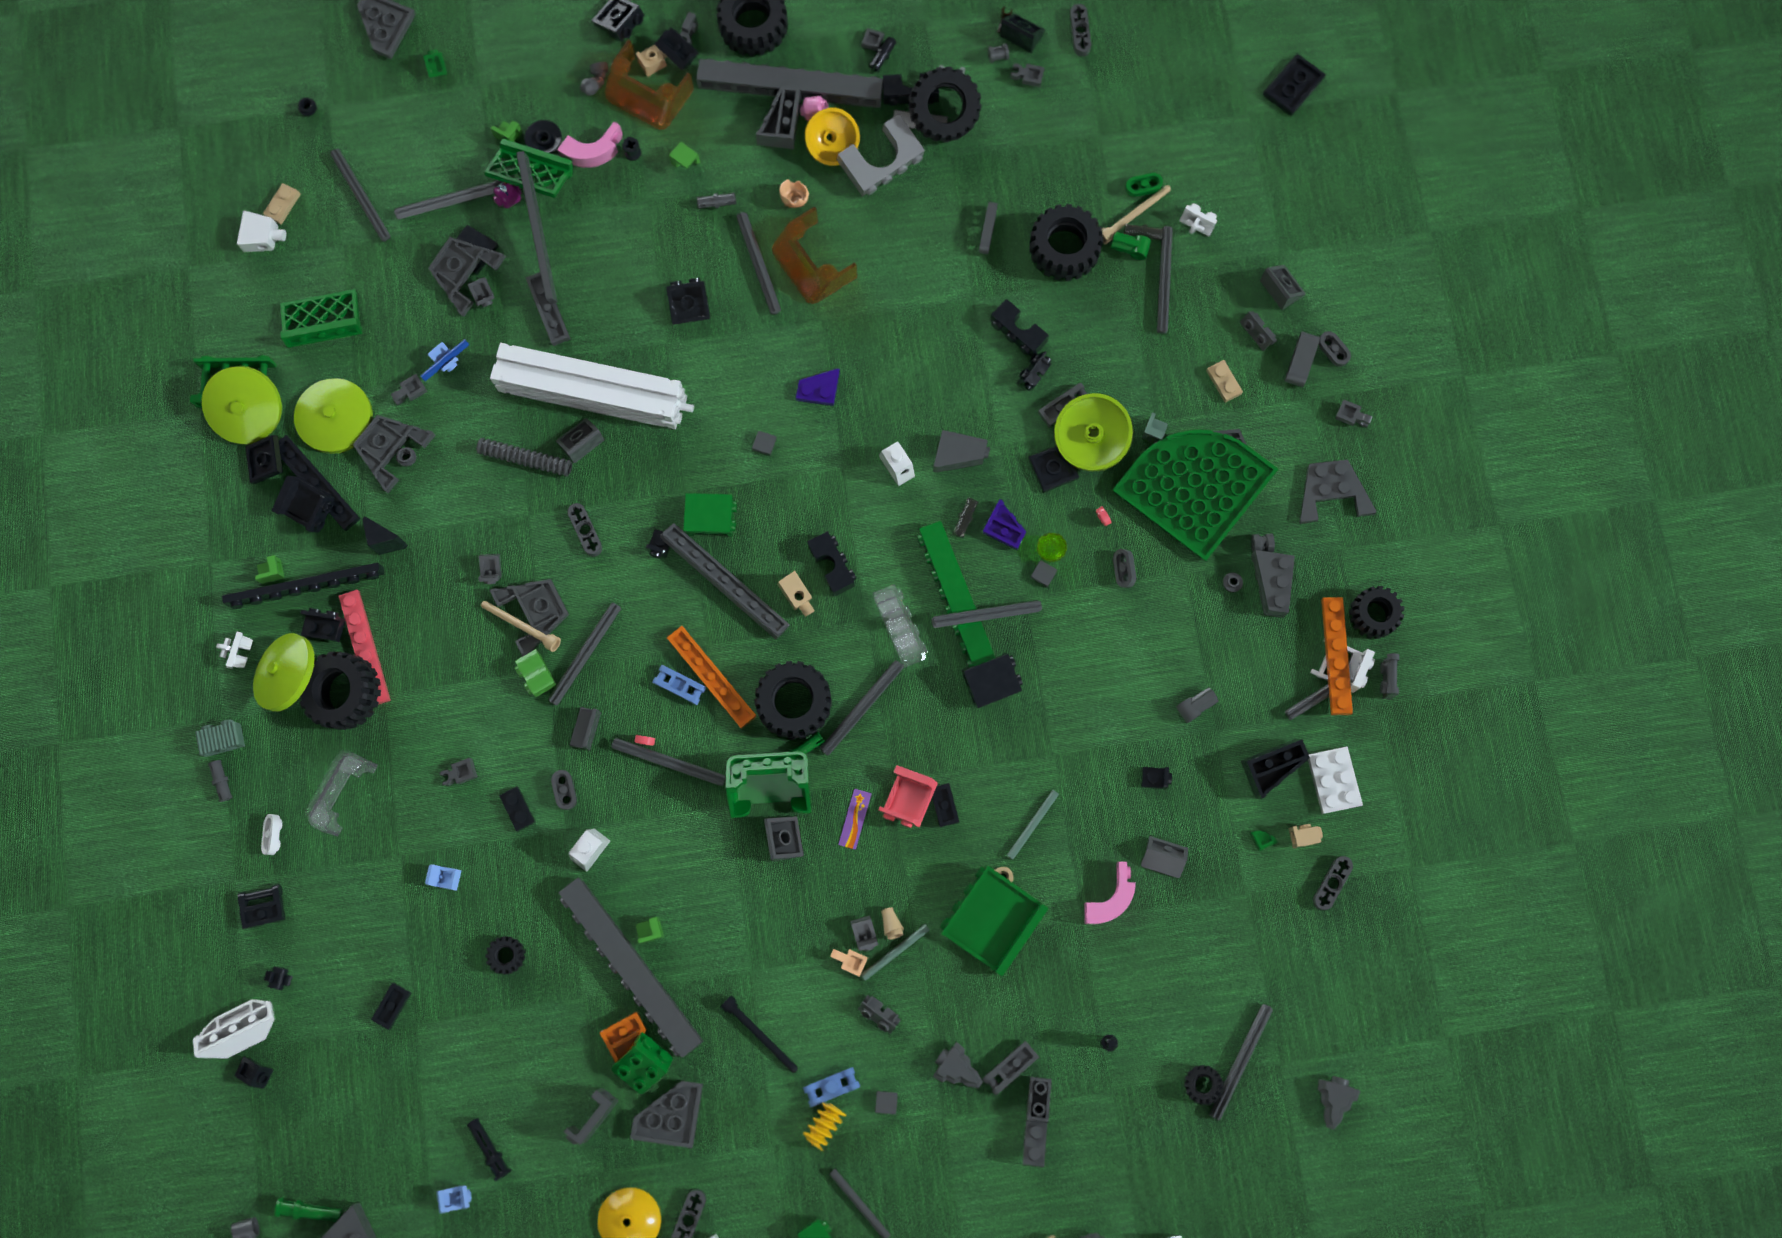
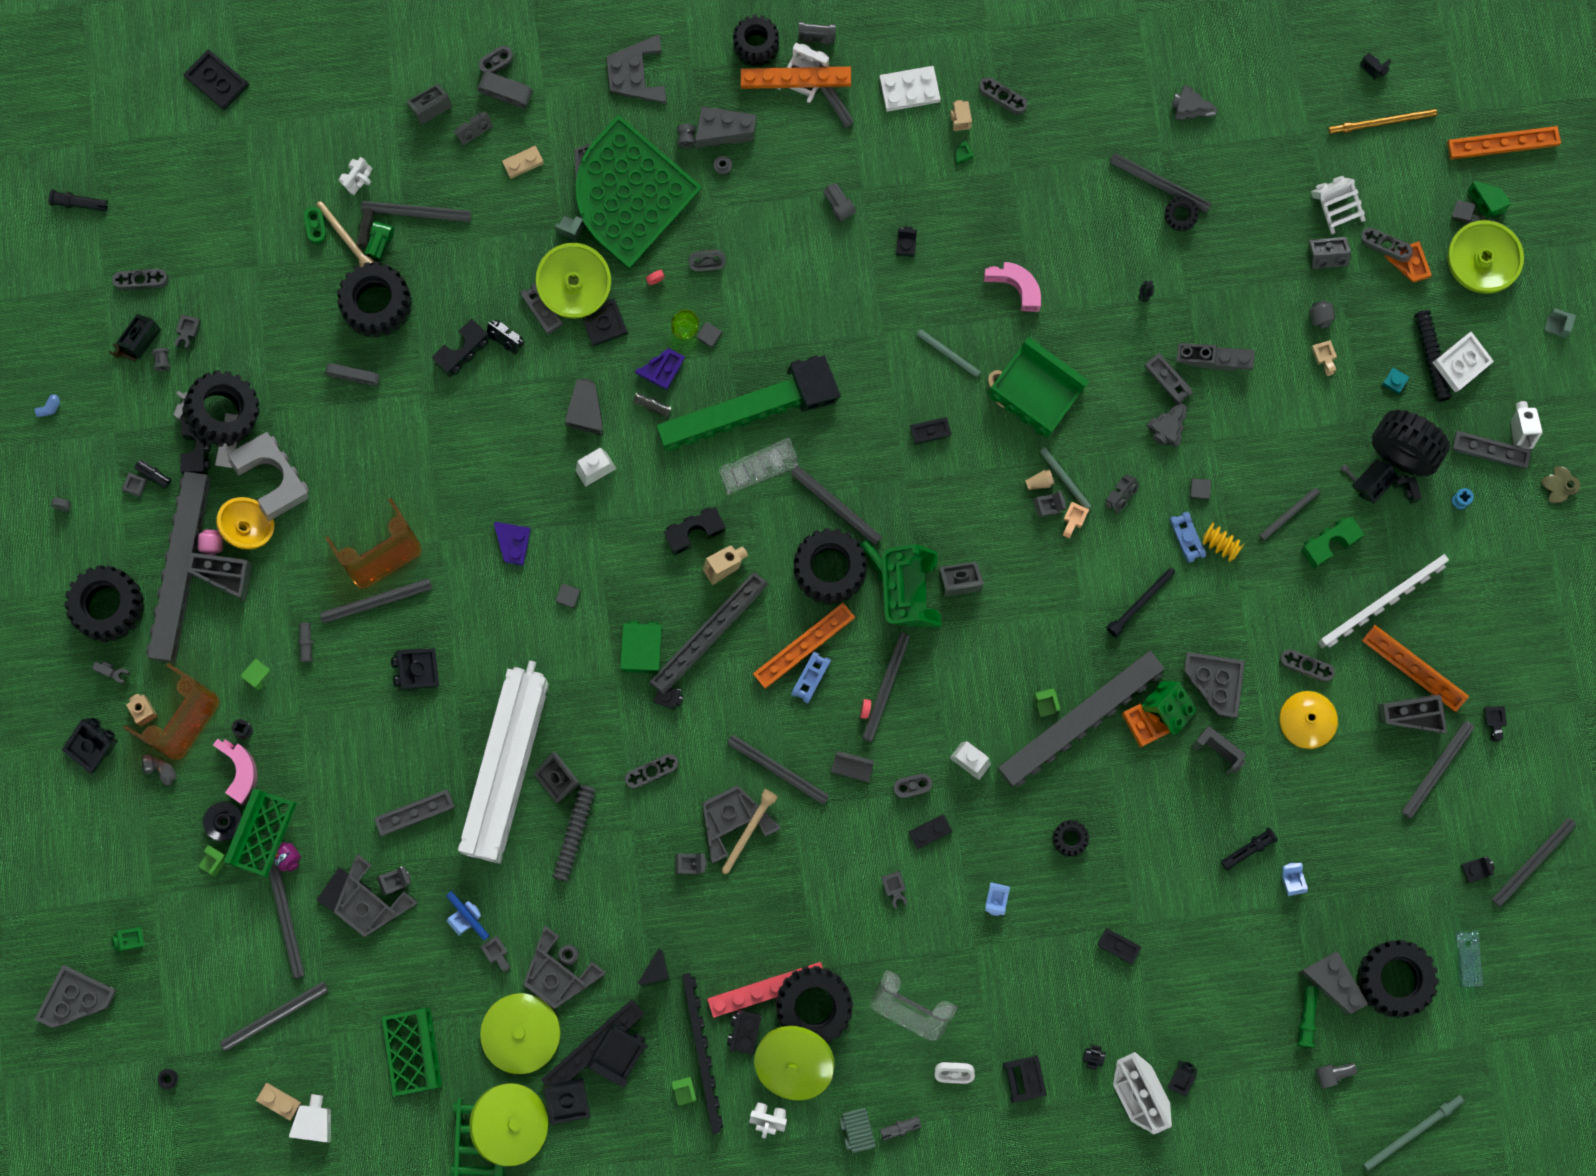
camera: 90 degrees left, 0 degrees up
(535, 673) = (797, 815): bright green brick -> none
(536, 226) = (330, 818): dark grey tile -> none
(676, 48) = (133, 681): black hinge -> none
(793, 193) = (304, 563): light nougat hair -> none
(855, 819) = (941, 514): medium lavender sticker -> none
(909, 797) = (924, 462): coral panel -> none
(986, 614) = (750, 384): dark grey axle -> none
(1165, 857) = (979, 237): dark grey panel -> none
(1272, 766) = (897, 137): black wedge -> none
(1350, 413) = (562, 50): dark grey plate -> none

